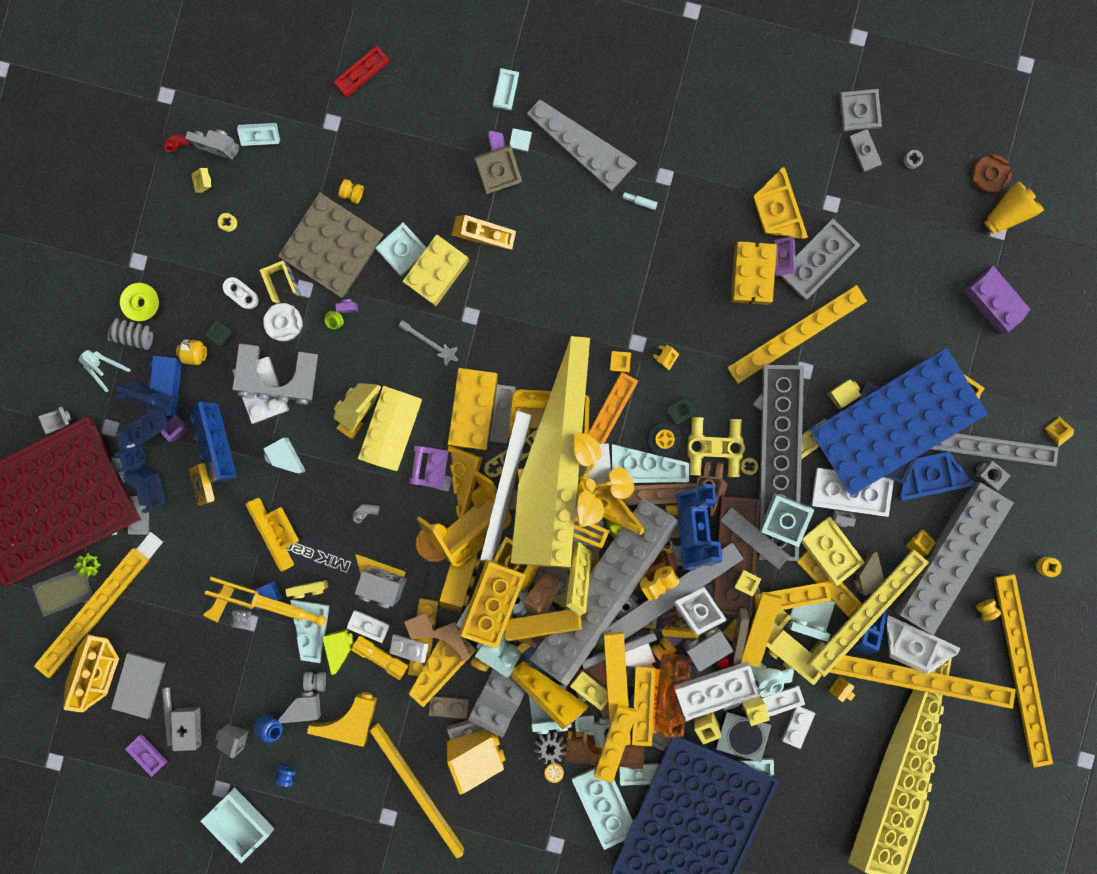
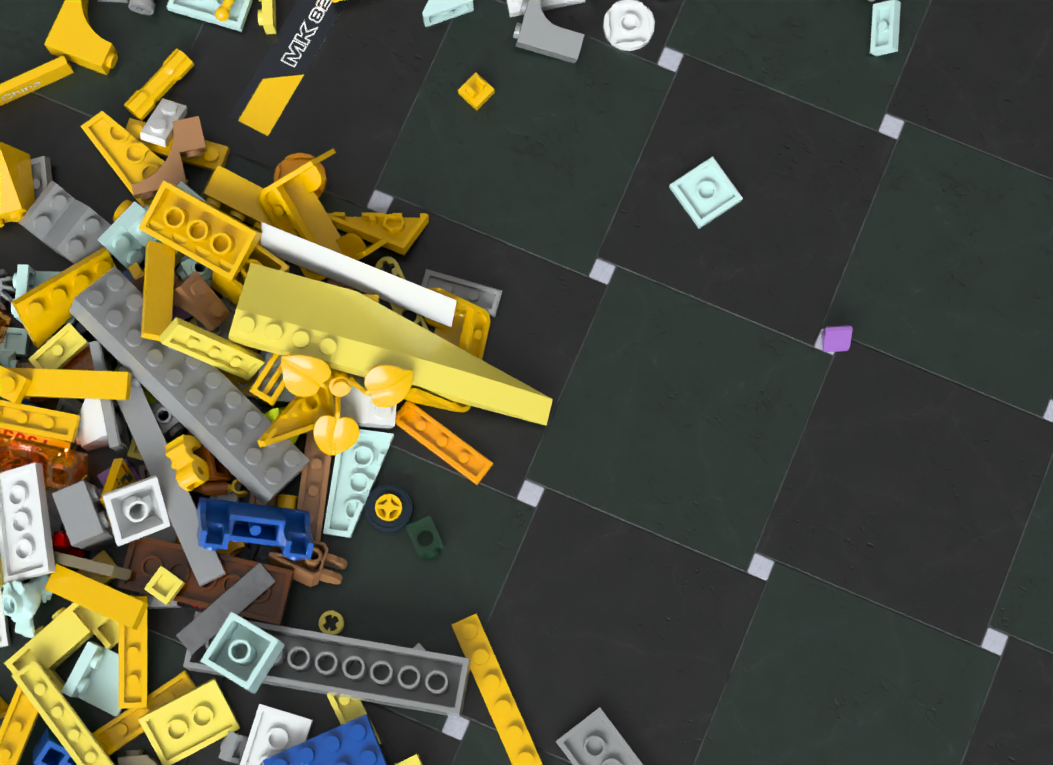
camera: 100 degrees right, 10 degrees down
(266, 272) = (679, 13): light yellow piece -> none
(331, 245) = (723, 101): dark tan plate -> none
(333, 320) = (621, 88): lime plate -> none
(337, 648) = (181, 32): neon yellow slope -> none
(346, 306) = (637, 108): medium lavender plate -> none
(351, 191) = (794, 133): yellow wheel -> none
(356, 404) = (500, 98): light yellow slope -> none
(361, 71) = (956, 173): red tile -> none
(363, 510) = (359, 93): light grey arm -> none
(368, 626) = (203, 76): white plate -> none
(380, 586) = (252, 93): light grey brick -> none
(390, 428) = (463, 140): light yellow slope -> none
(435, 467) = (402, 193): medium lavender plate -> none
(436, 270) = (669, 230): light yellow brick -> none
(446, 353) = (555, 230): light grey piece -> none
(449, 707) = (75, 165): dark tan plate -> none
(473, 409) = (472, 252): yellow brick -> none
(483, 232) = (713, 303): yellow slope -> none
(498, 169) = (798, 333): dark tan tile -> none
(505, 89) = (909, 362): light aqua tile -> none
(520, 140) = (836, 372): light aqua tile -> none
(593, 153) = (805, 470): light grey wing -> none
(620, 361) = (507, 463): yellow plate -> none
(640, 201) = (729, 526): light aqua pin -> none
(664, 643) = (97, 462): yellow wheel -> none
(667, 356) = (503, 529): yellow tile -> none
(715, 447) = (366, 578): light yellow piece -> none
(753, 273) = (604, 669): yellow piece -> none
(779, 209) = (692, 722): yellow wing -> none
(785, 256) = (622, 717): medium lavender plate -> none

